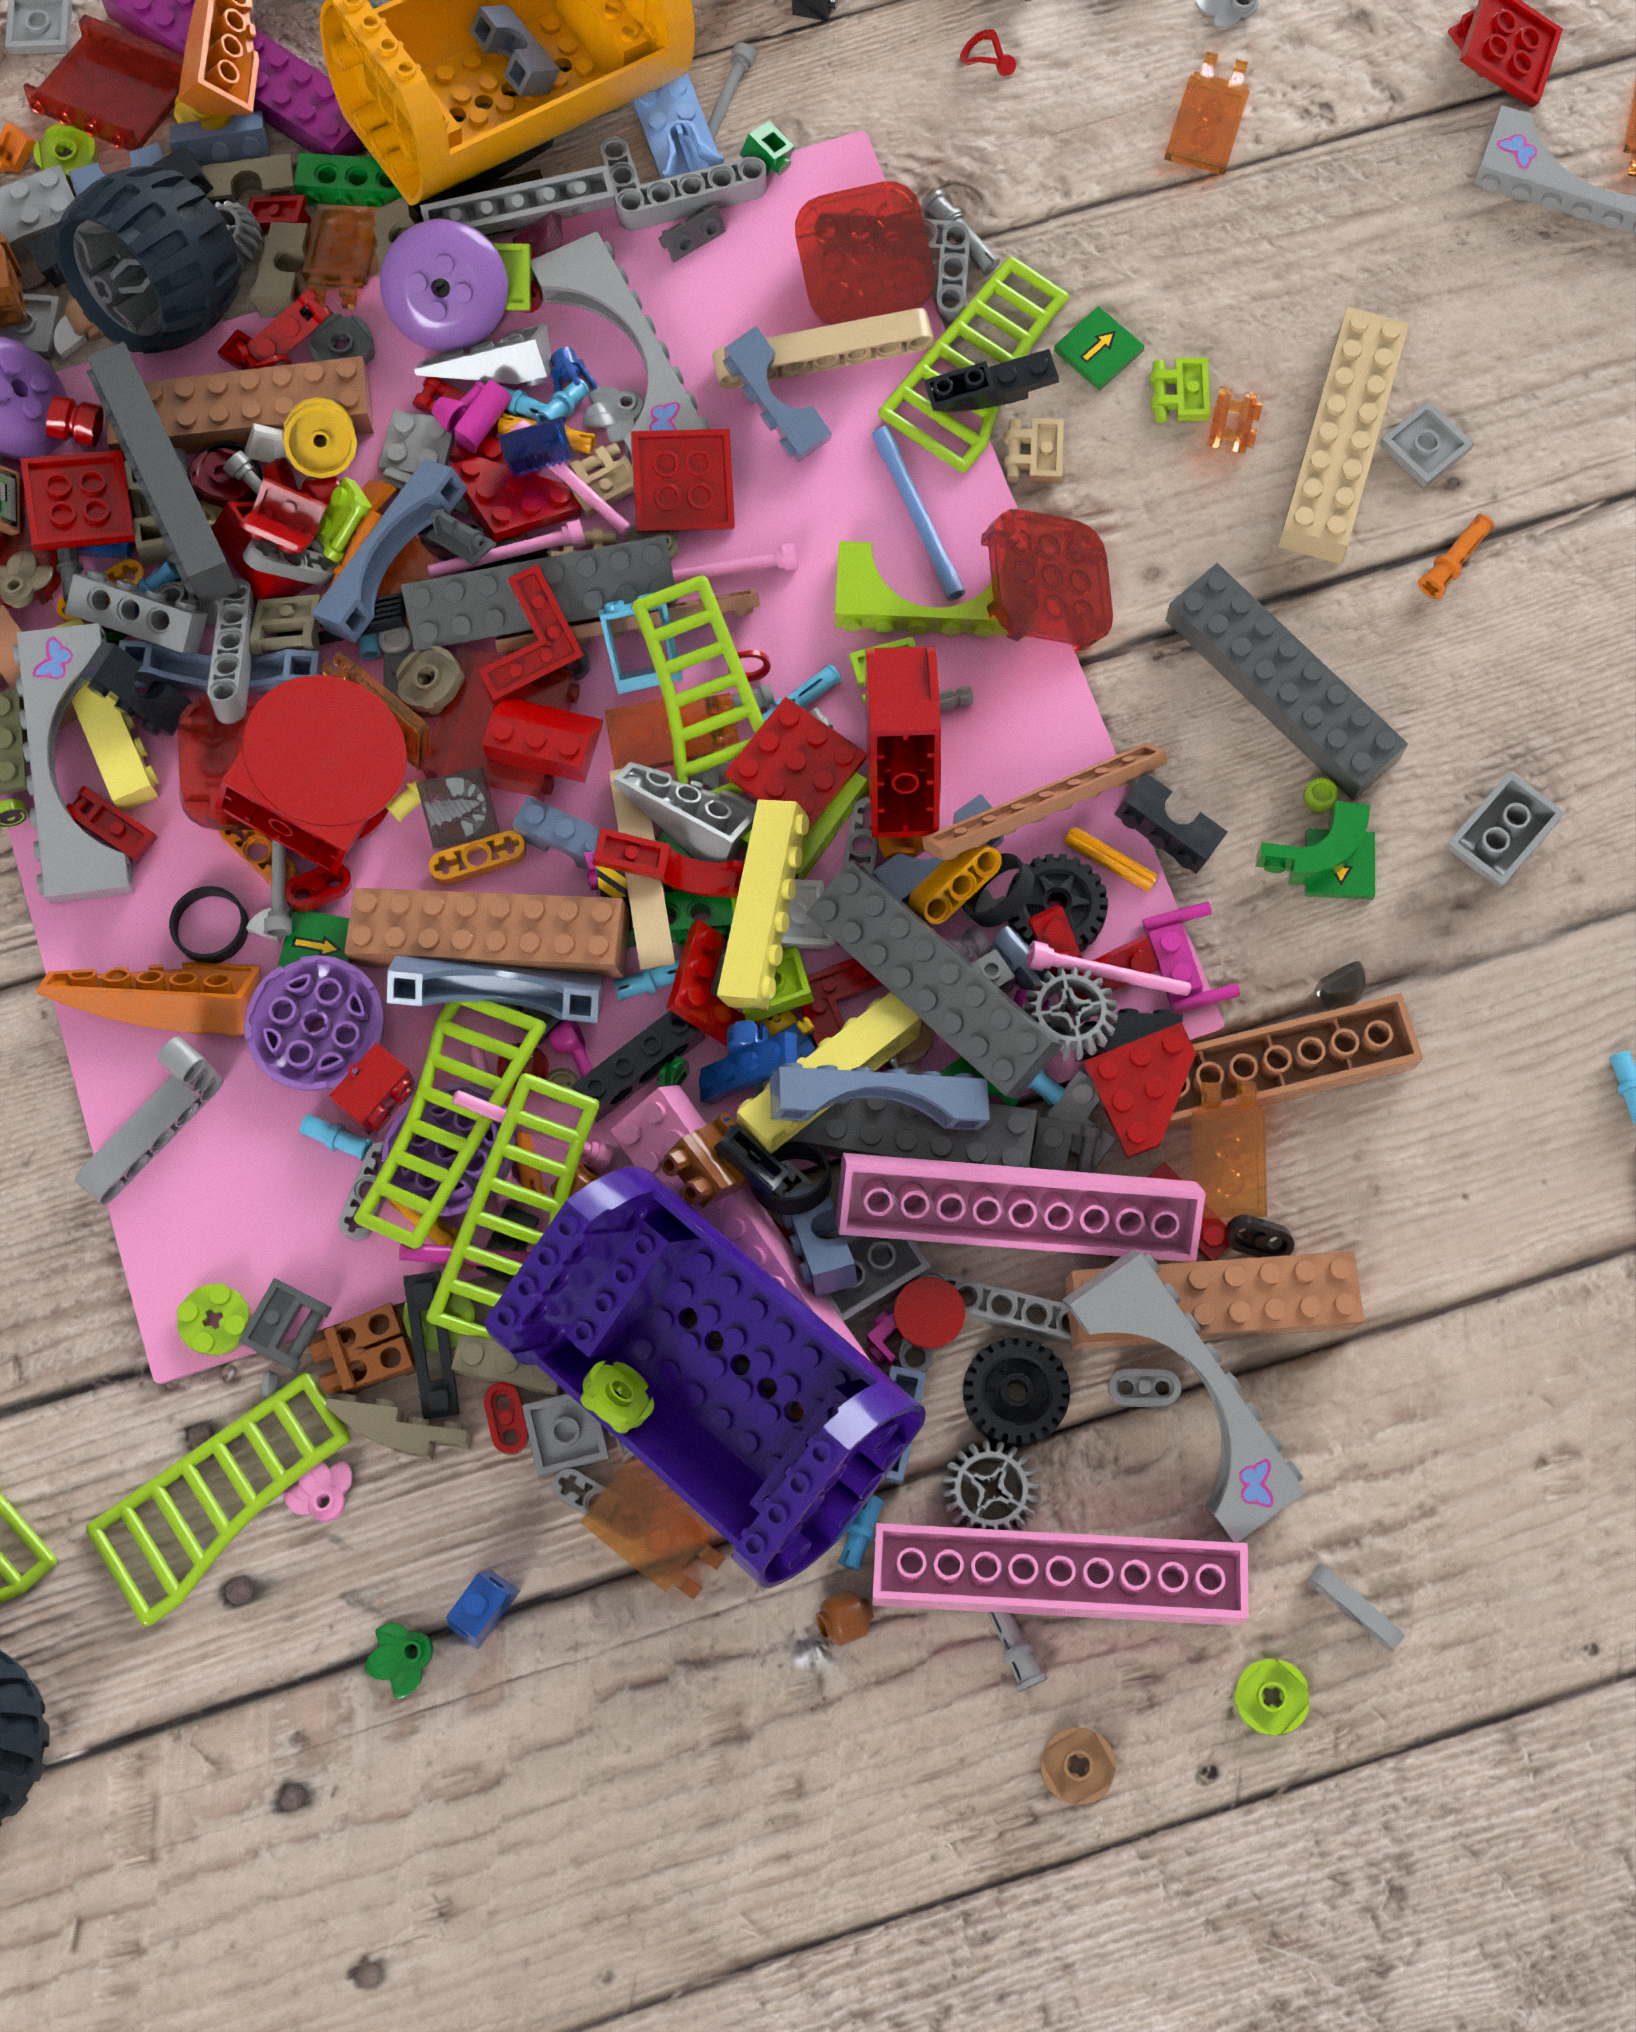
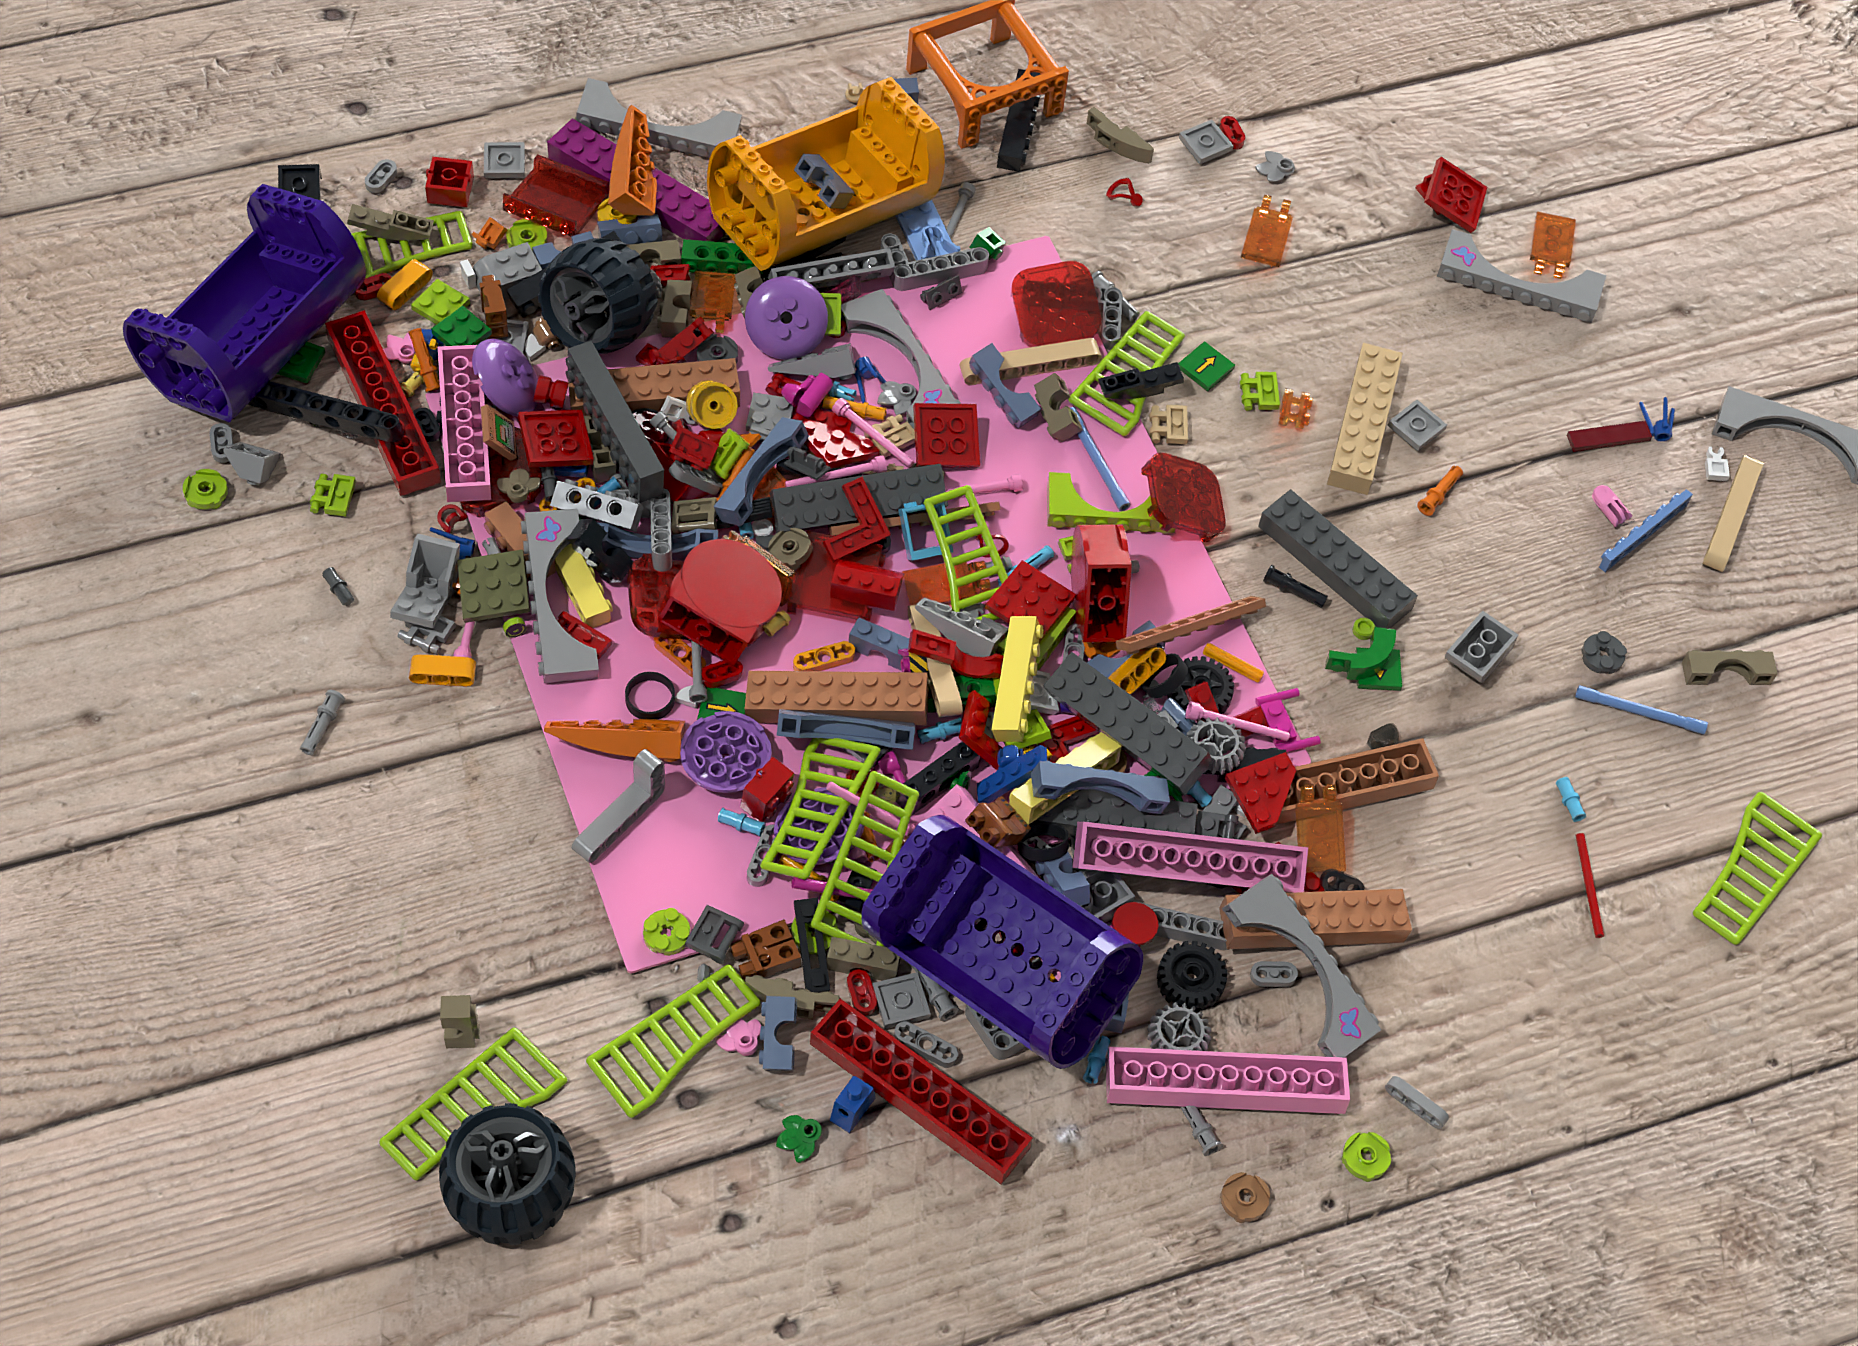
camera: 10 degrees left, 15 degrees down
(368, 1526) = (777, 1012): none -> sand blue arch
(458, 807) = (811, 625): tile -> none
(536, 447) = (853, 412): clear blue brick -> none
(563, 402) = (864, 390): medium azure pin -> none
(584, 1590) = (921, 1091): none -> red brick
(620, 1412) = (942, 963): lime plate -> none
(650, 1531) = (962, 1057): clear orange tile -> none
(751, 1159) = (1021, 821): black tile -> none
(844, 1618) = (1089, 1109): dark orange head -> none
(850, 406) = (1050, 395): none -> dark tan arch
(1187, 843) = (1279, 652): black arch -> none
(1203, 718) = (1286, 582): none -> black pin

